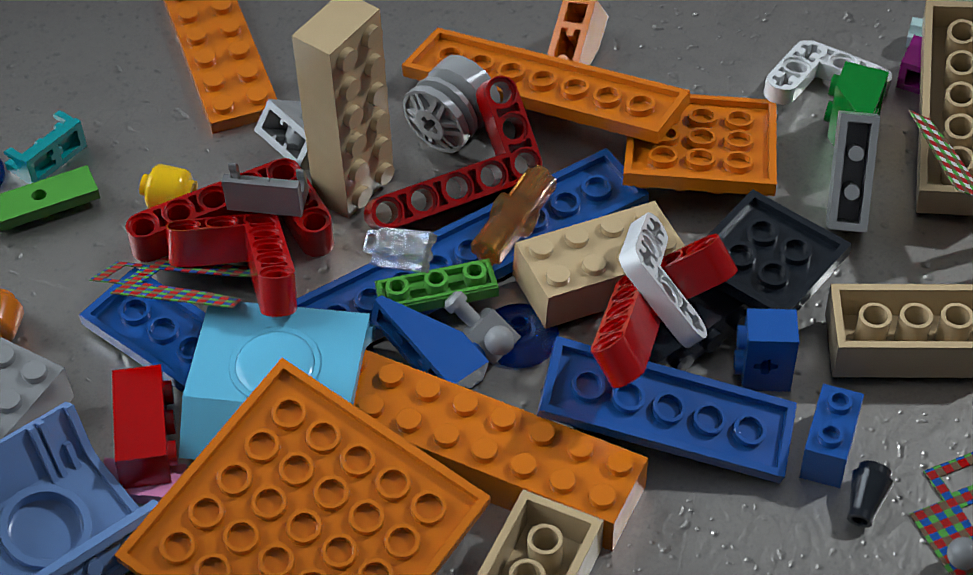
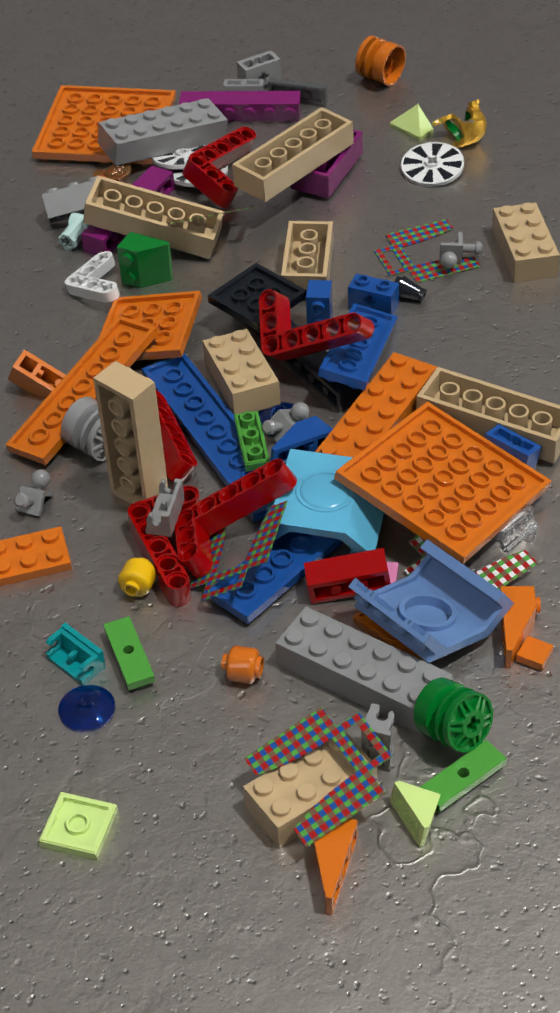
camera: 85 degrees left, 5 degrees down
(283, 129) = (100, 508): light grey brick -> none
(400, 249) = (228, 444): clear hips -> none
(514, 215) = (201, 401): clear orange piece -> none
(641, 262) = (268, 325): white beam -> none
(852, 171) = (198, 258): light grey brick -> none

